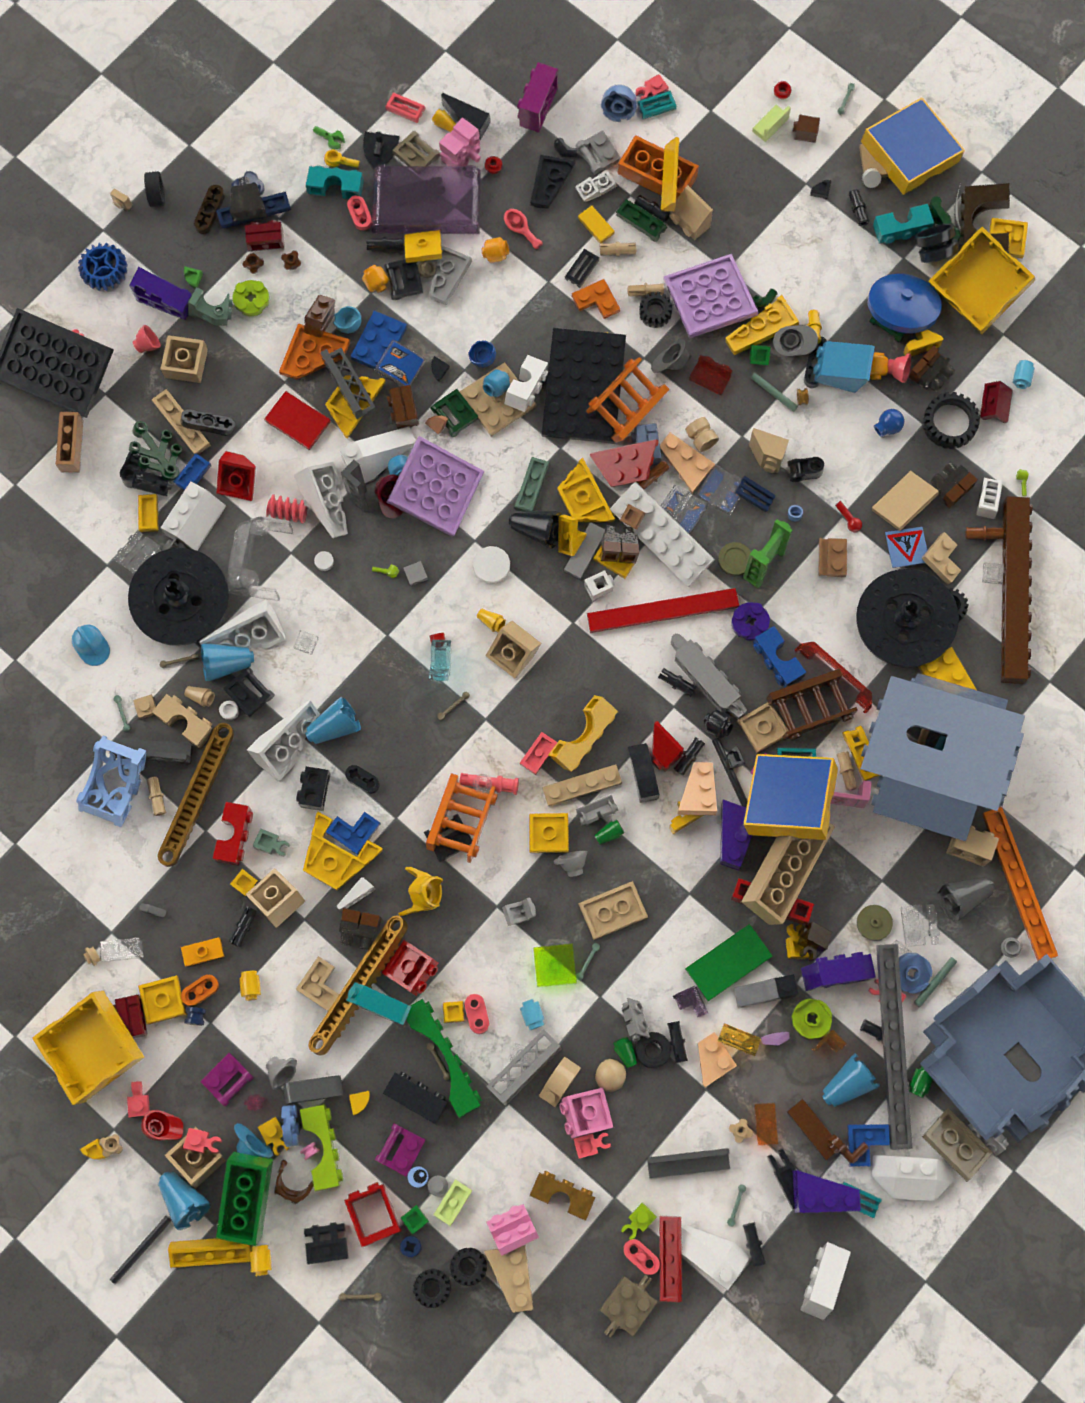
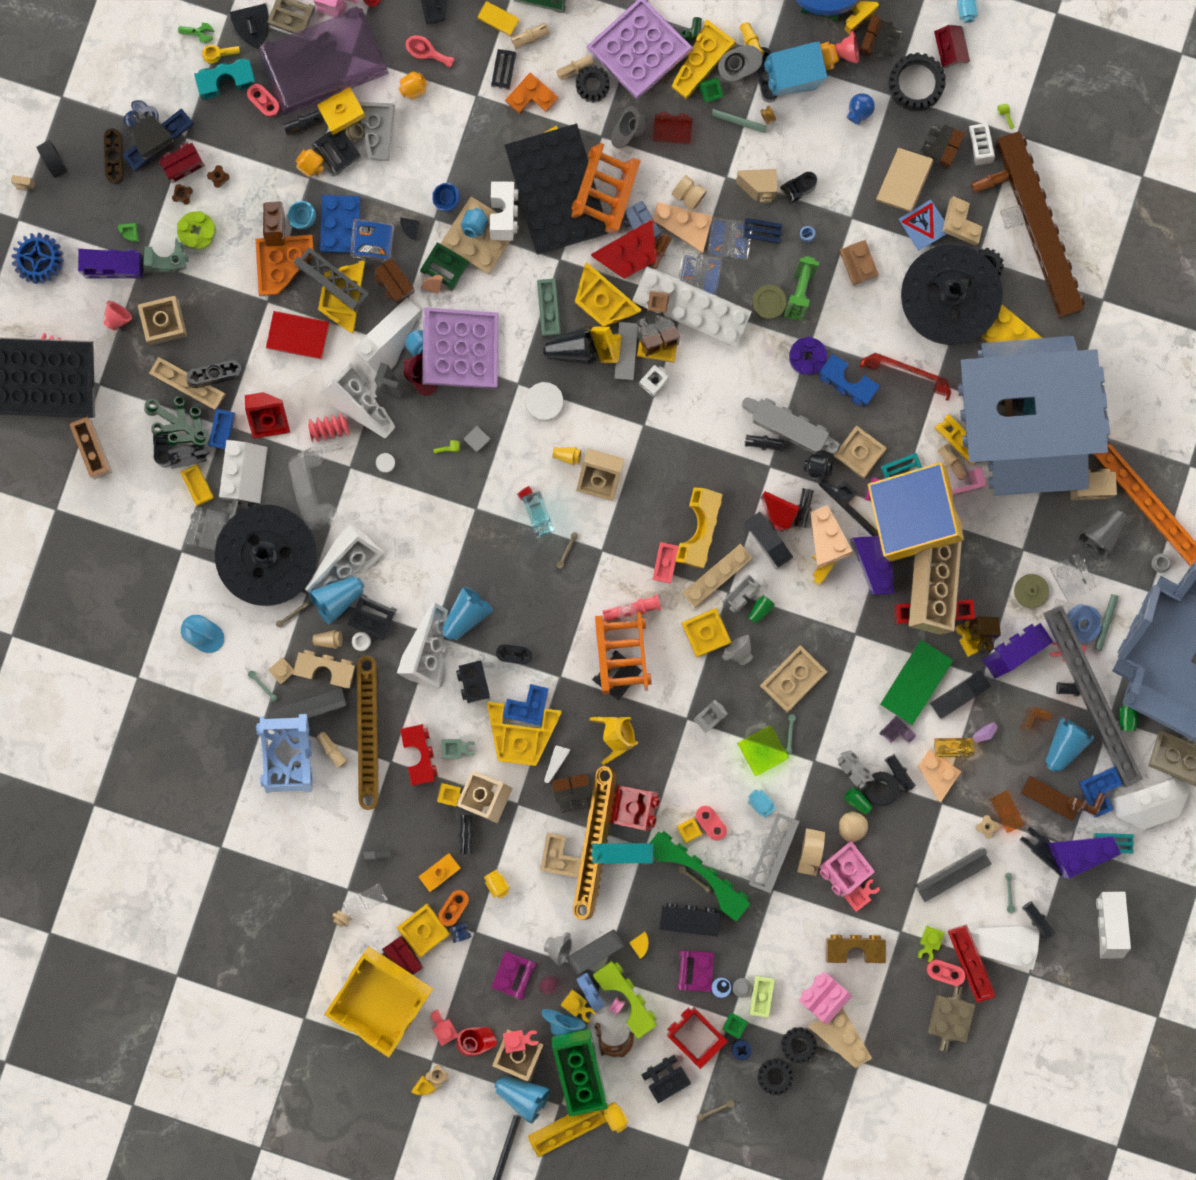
camera: 25 degrees left, 10 degrees up
(662, 610) = (722, 379): red tile -> none
(814, 686) = (879, 408): reddish brown fence -> none
(823, 1020) = (1021, 700): lime plate -> none
(854, 524) = (866, 221): red bar -> none

